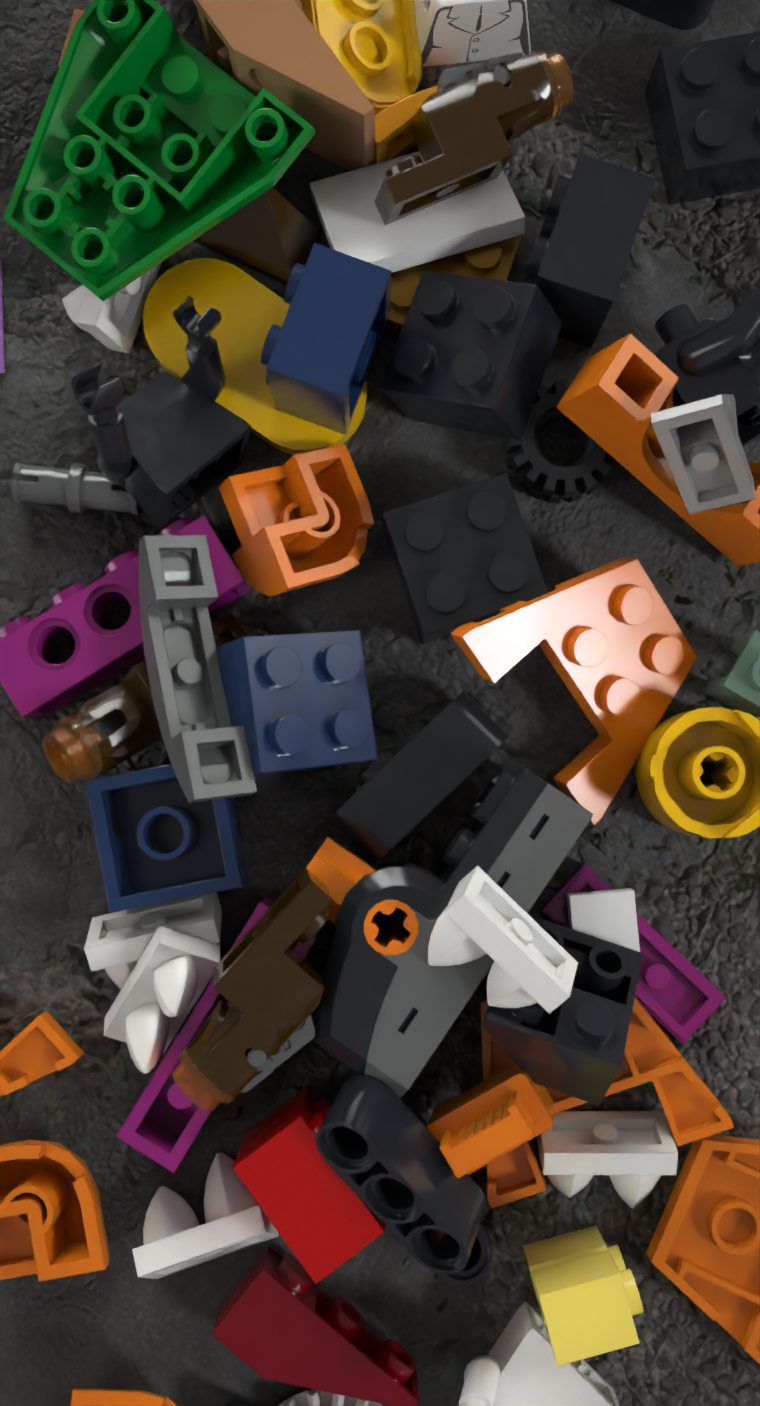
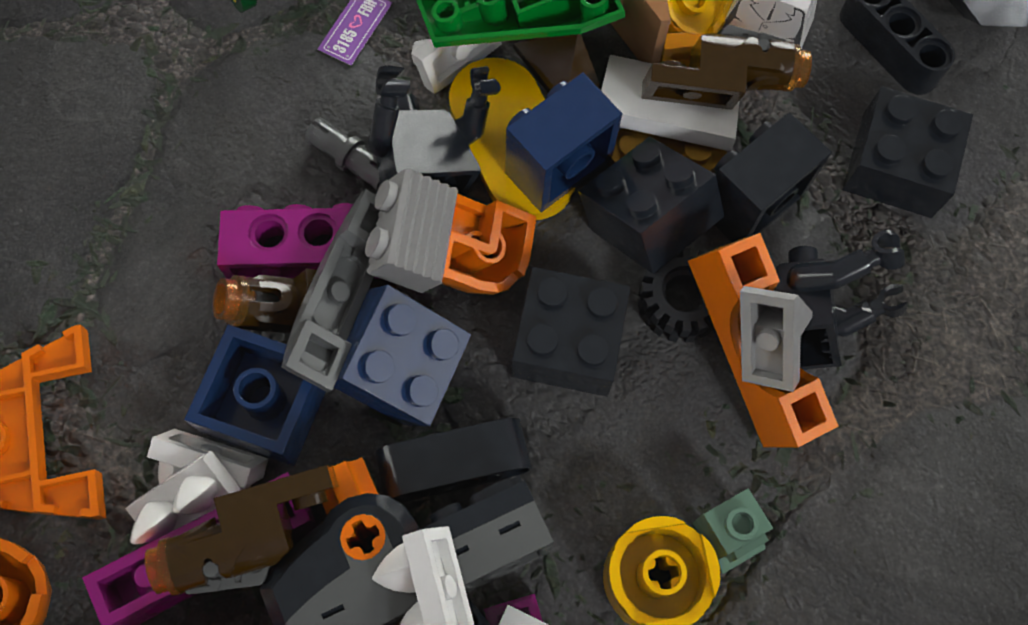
camera: 30 degrees right, 15 degrees down
(227, 554) = (411, 231): none -> light grey brick
(612, 651) = (638, 451): wing -> none

